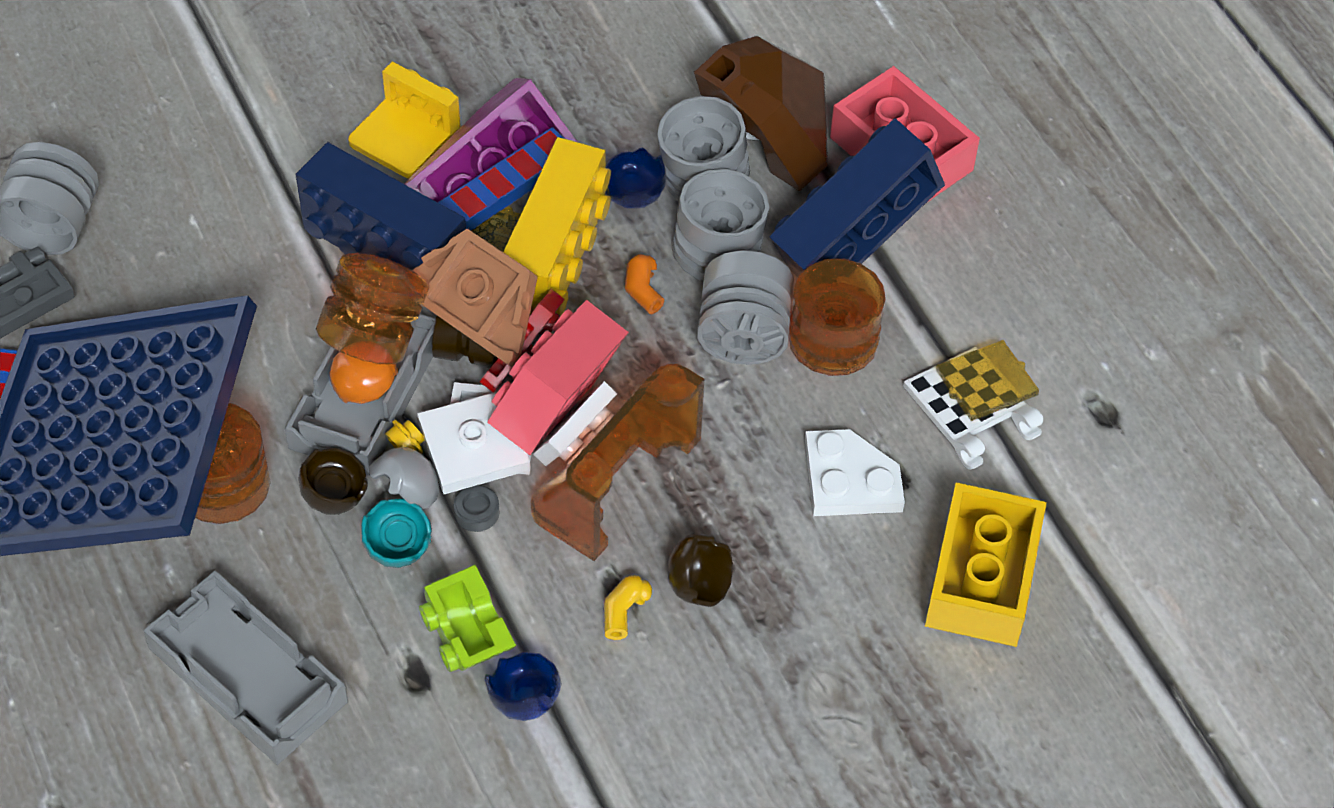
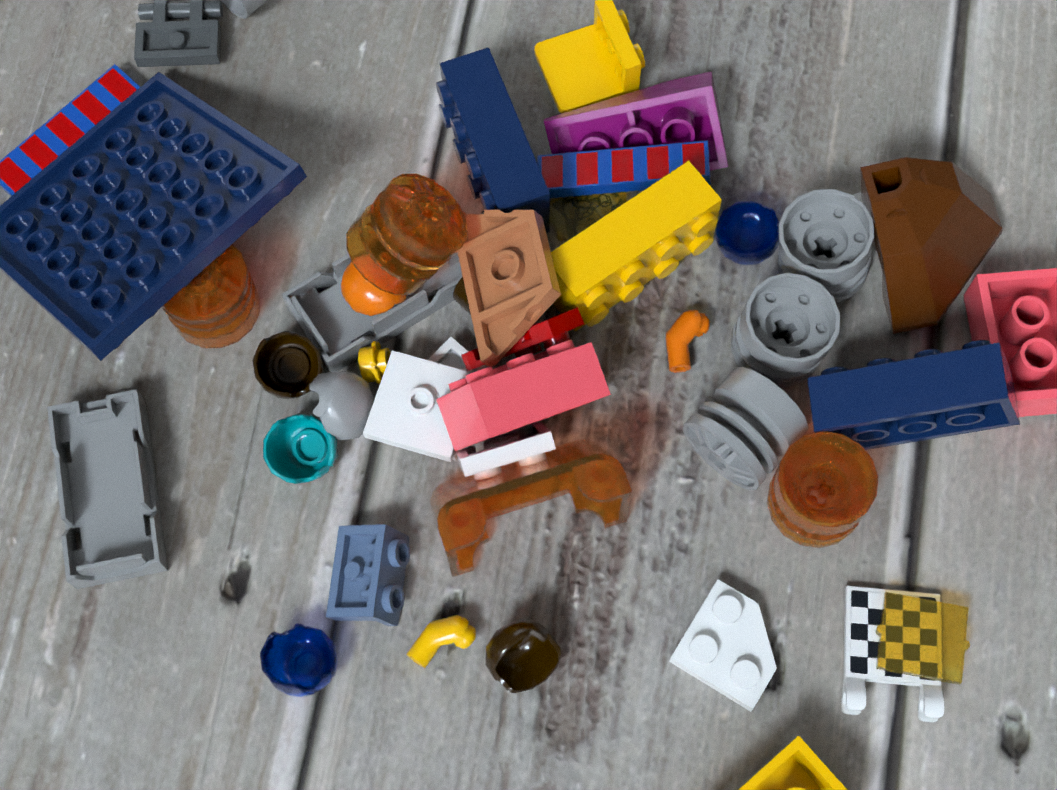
camera: 40 degrees right, 15 degrees up
(465, 620) = (298, 571): lime cylinder -> none
(476, 508) = (390, 465): dark grey tile -> none
(526, 593) = (368, 574): none -> sand blue bracket

